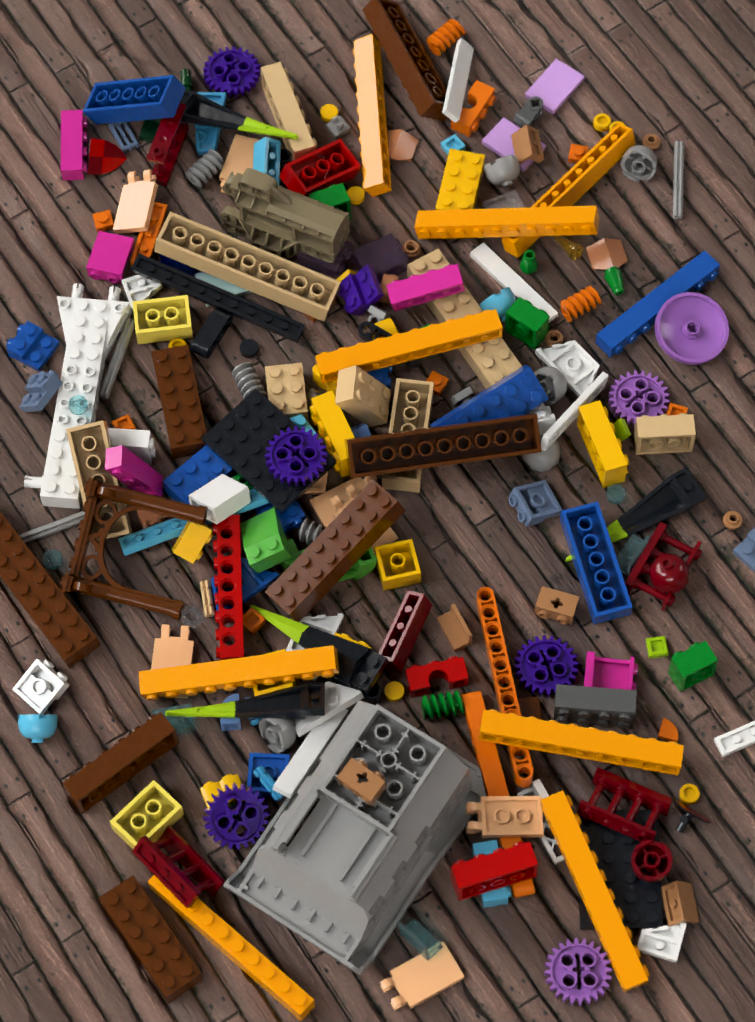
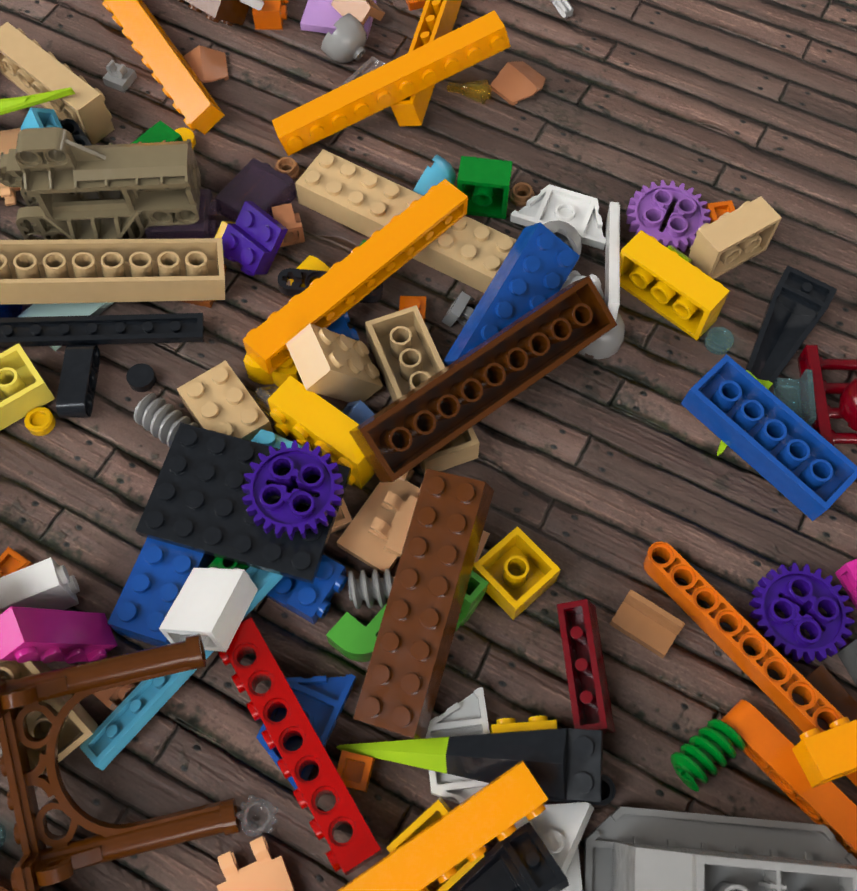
camera: 30 degrees left, 0 degrees up
(179, 400) = (77, 492): reddish brown brick -> none
(191, 541) = (198, 696): yellow brick -> none
(207, 598) = (266, 770): tan axle -> none
(265, 541) = (309, 637): bright green slope -> none
(320, 169) = (123, 115): red brick -> none
(328, 112) = (97, 66): yellow tile -> none
(377, 313) = (290, 258): light grey tile -> none
(394, 691) = (622, 767): yellow tile -> none
(425, 287) = (337, 194): dark pink brick -> none
(451, 670) = (687, 690): red arch -> none
(452, 142) = (270, 42): medium azure plate -> none
(461, 180) = (302, 67): yellow brick -> none
(508, 278) = (409, 148): white tile -> none
(528, 263) = (438, 123): green cone -> none
(534, 503) = (634, 399): sand blue plate -> none
(566, 603) = (755, 520): medium nougat brick -> none
(578, 302) = (528, 141): orange piece -> none
(614, 279) = (547, 102): green cone -> none
(643, 314) = (612, 109): blue brick -> none
(691, 328) = (673, 113): medium lavender dish -> none

